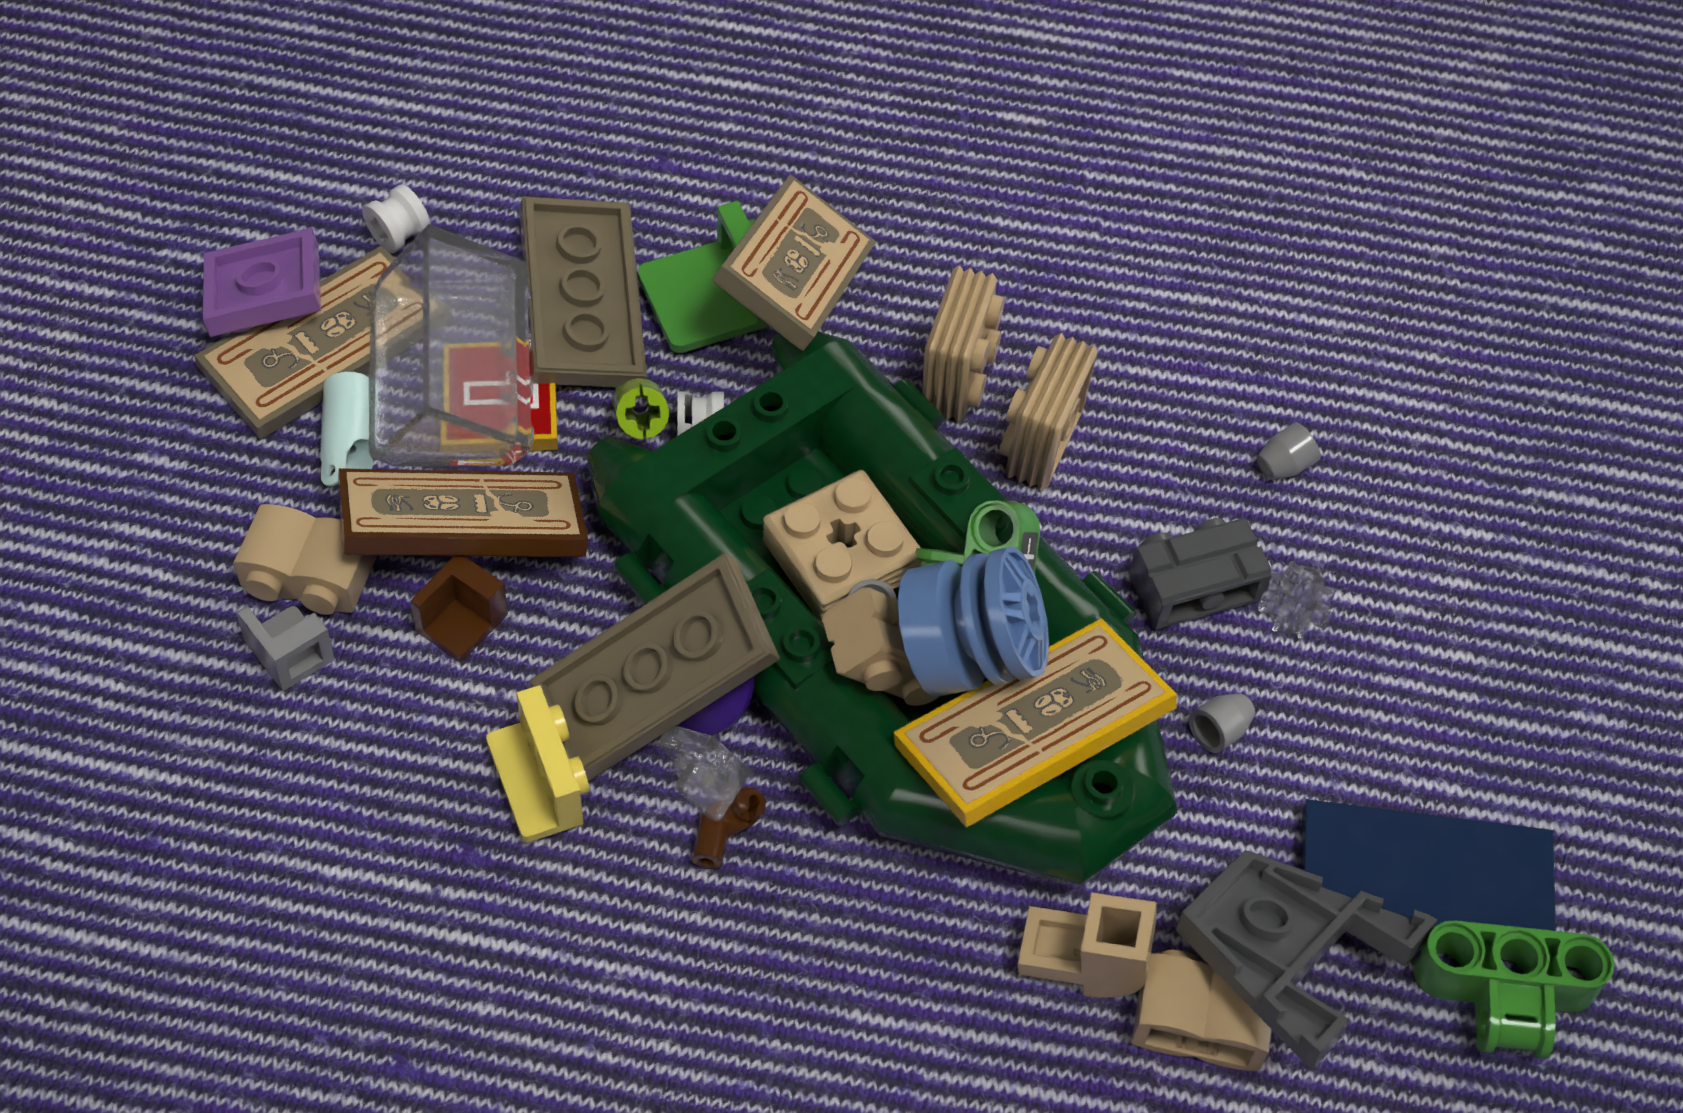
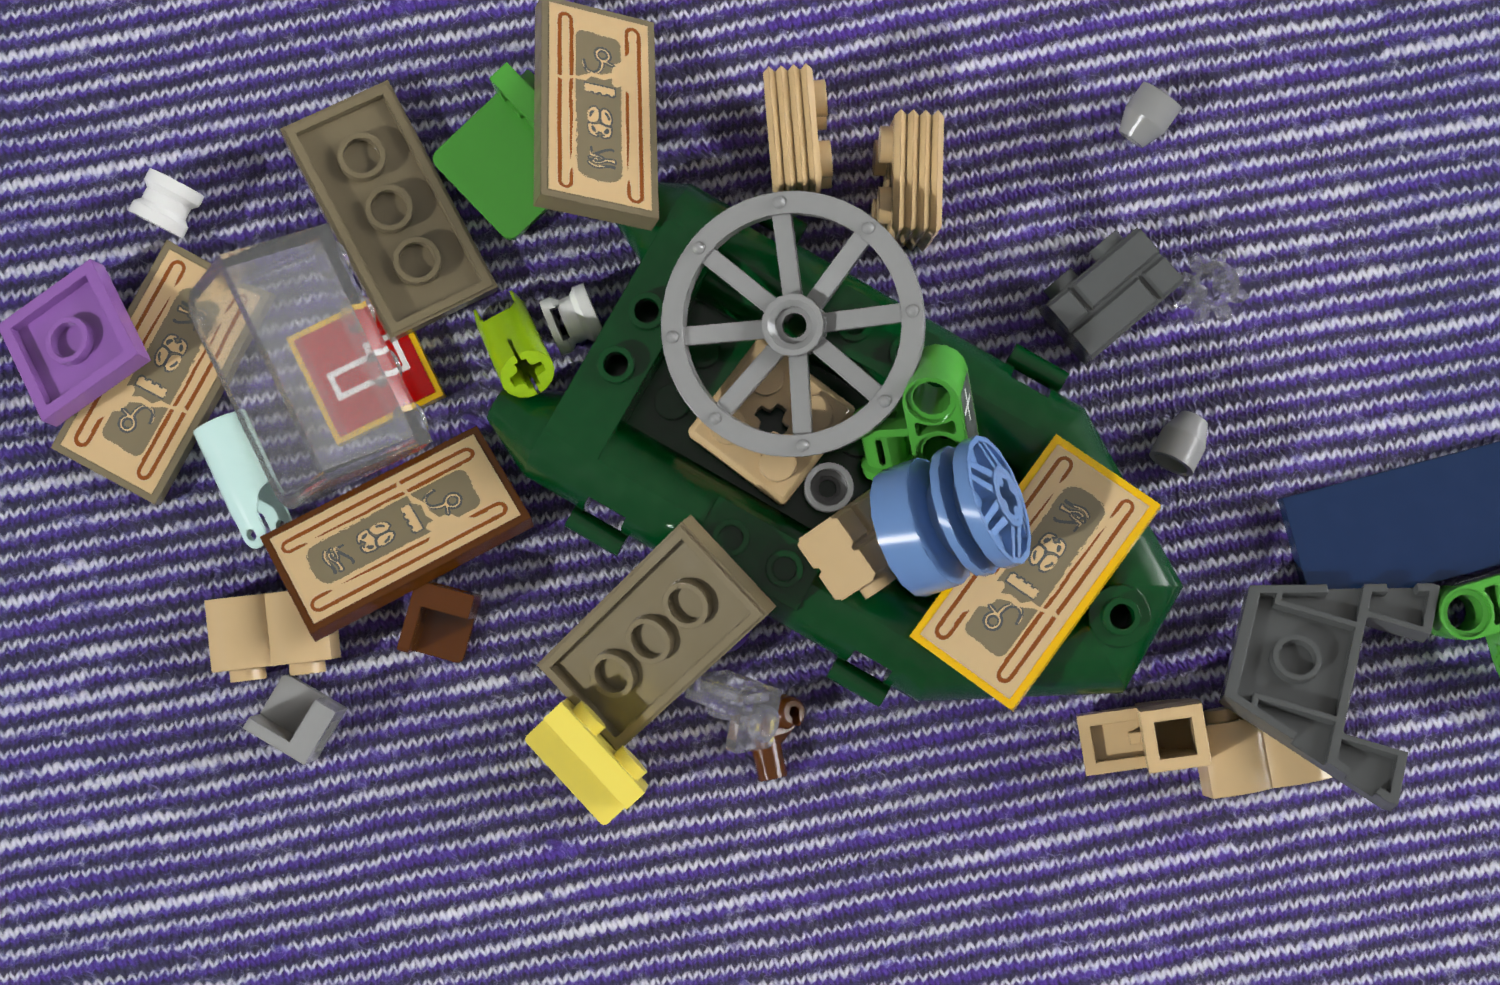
camera: 20 degrees left, 30 degrees up
(894, 438) = (778, 311): none -> light grey wheel

